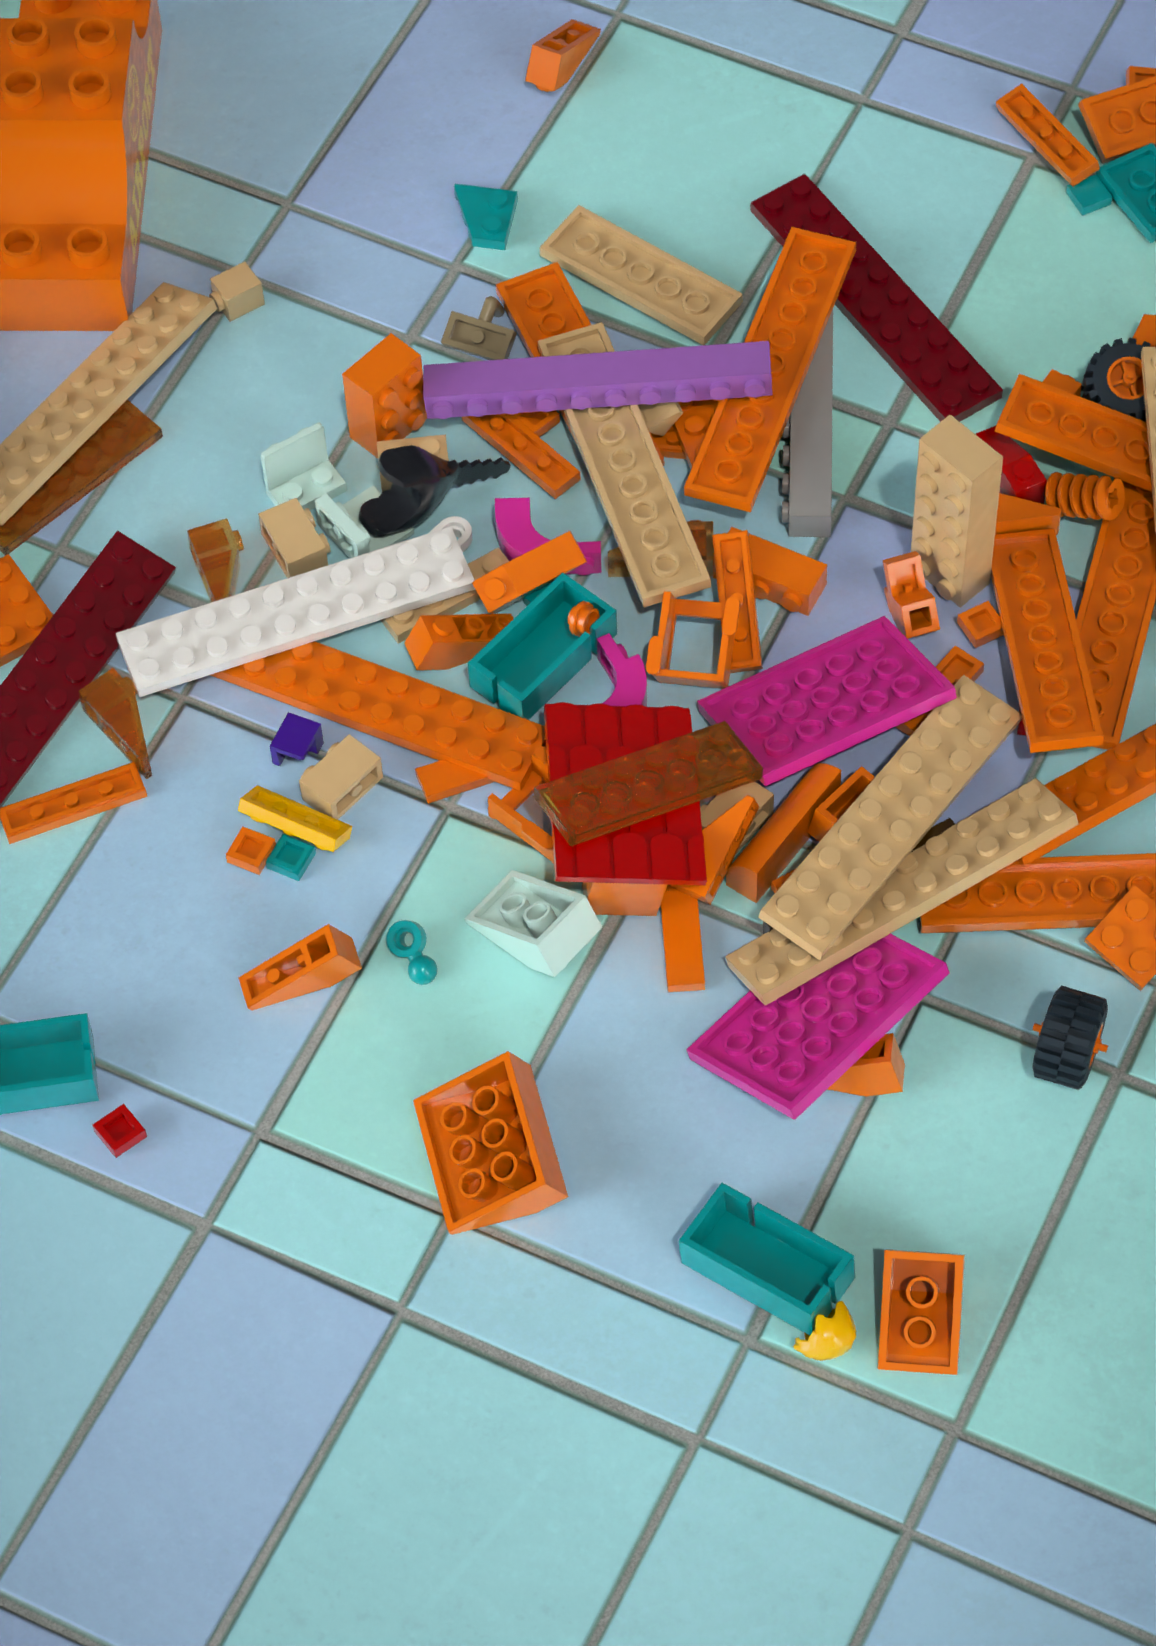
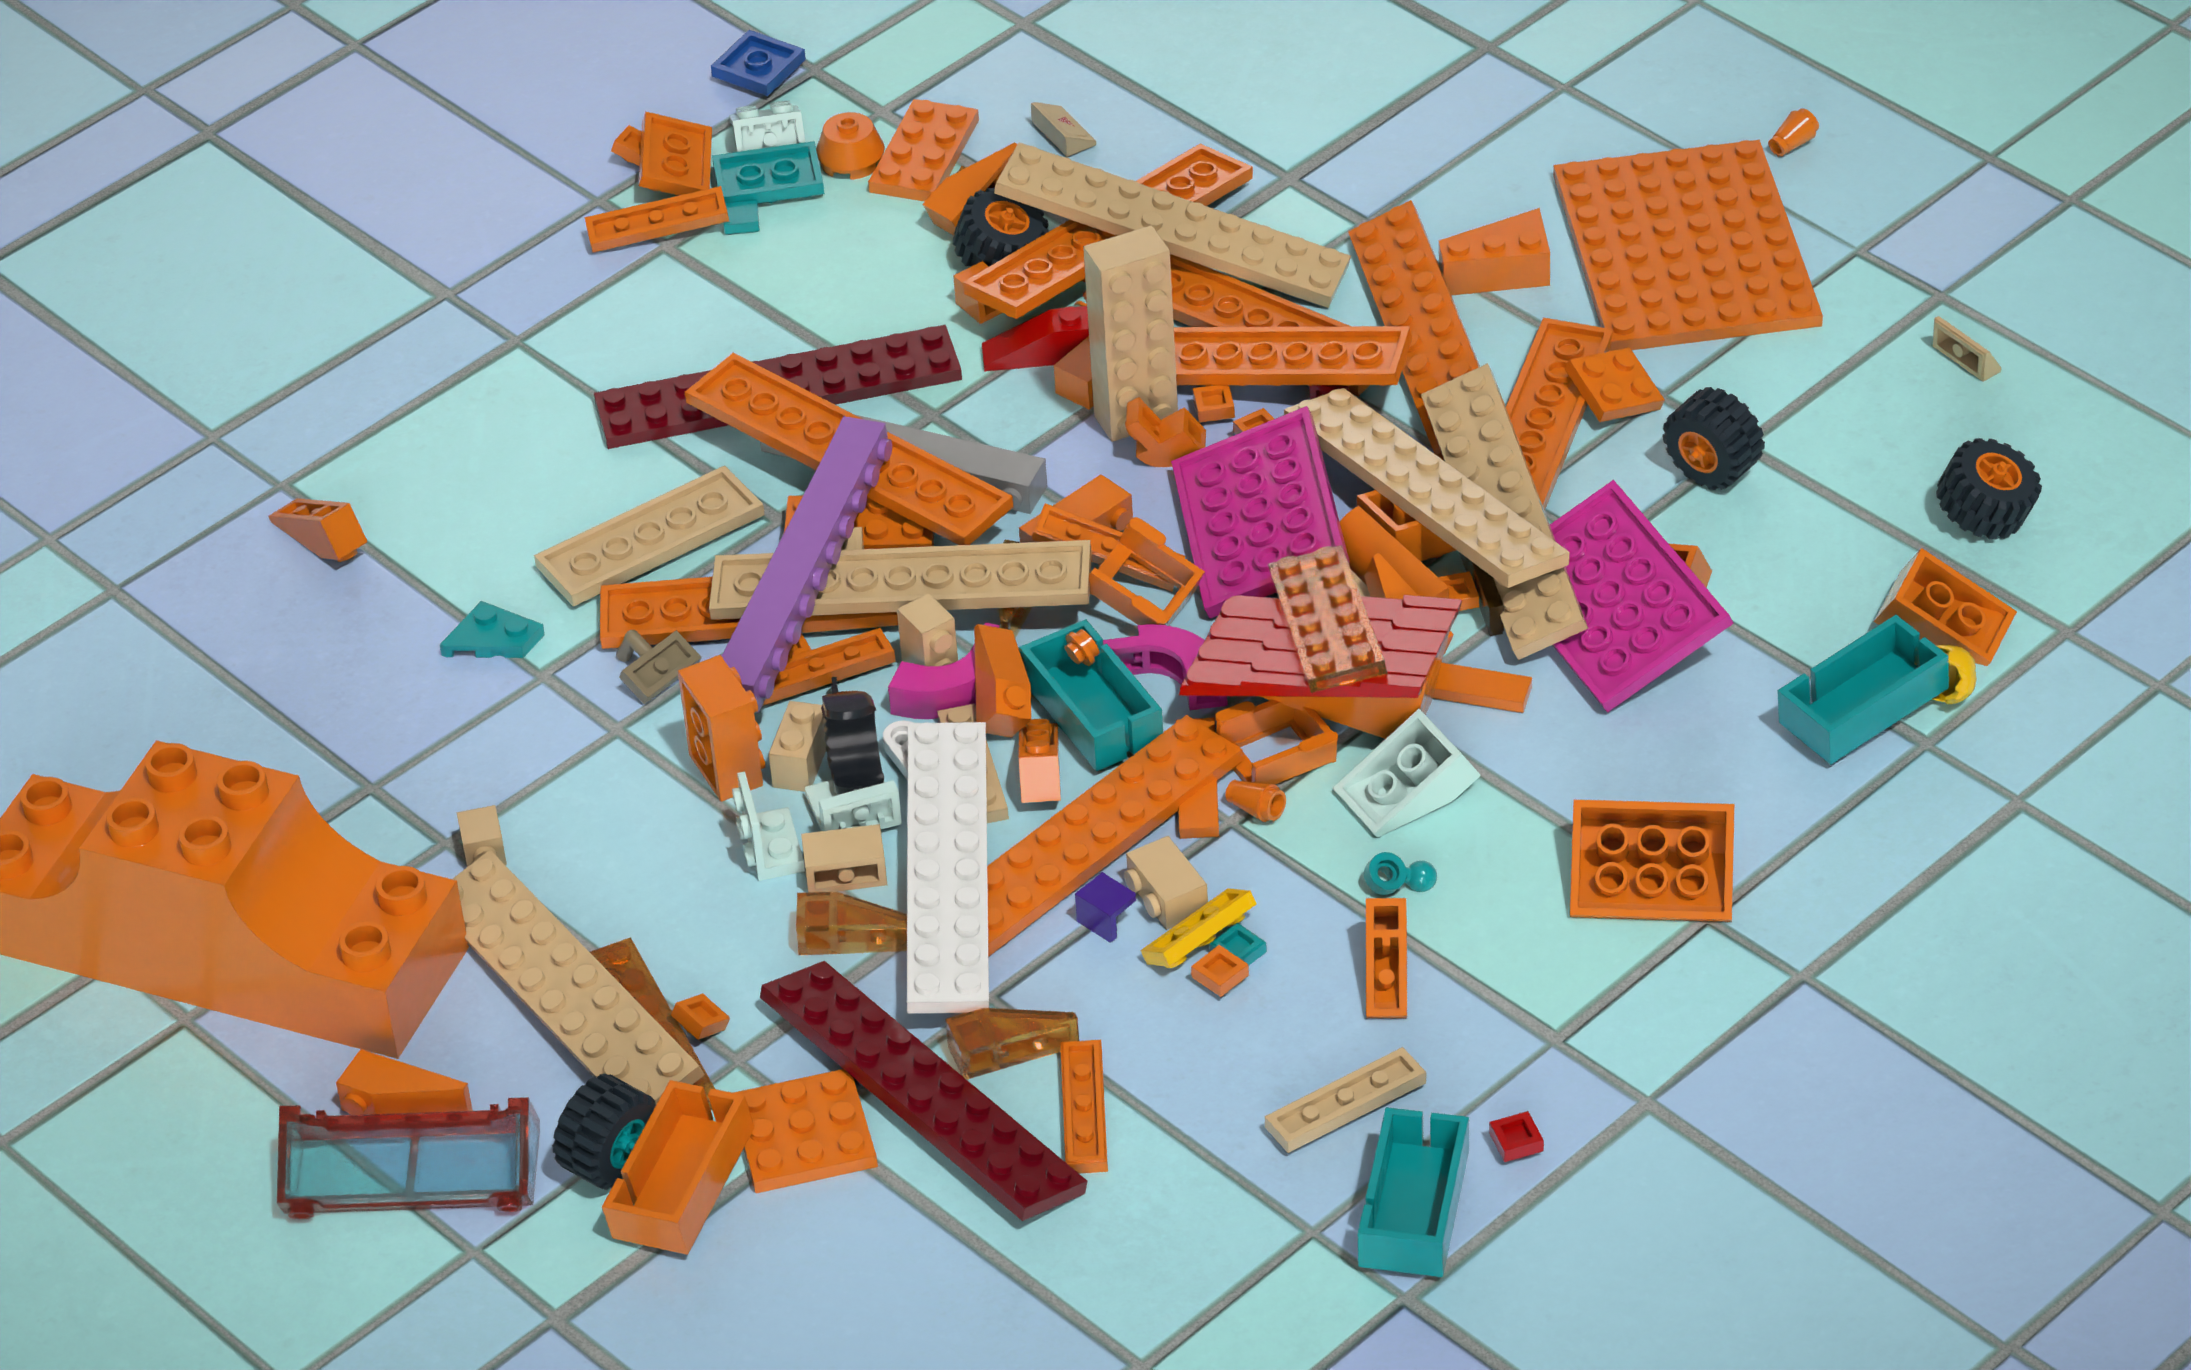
camera: 70 degrees left, 15 degrees down
(84, 504) = (700, 1016): none -> orange plate
(126, 989) = (1345, 1099): none -> tan plate
(469, 815) = (1259, 799): none -> orange cone
(561, 504) = (927, 633): none -> tan brick
(1103, 1301) = (1988, 488): none -> black wheel

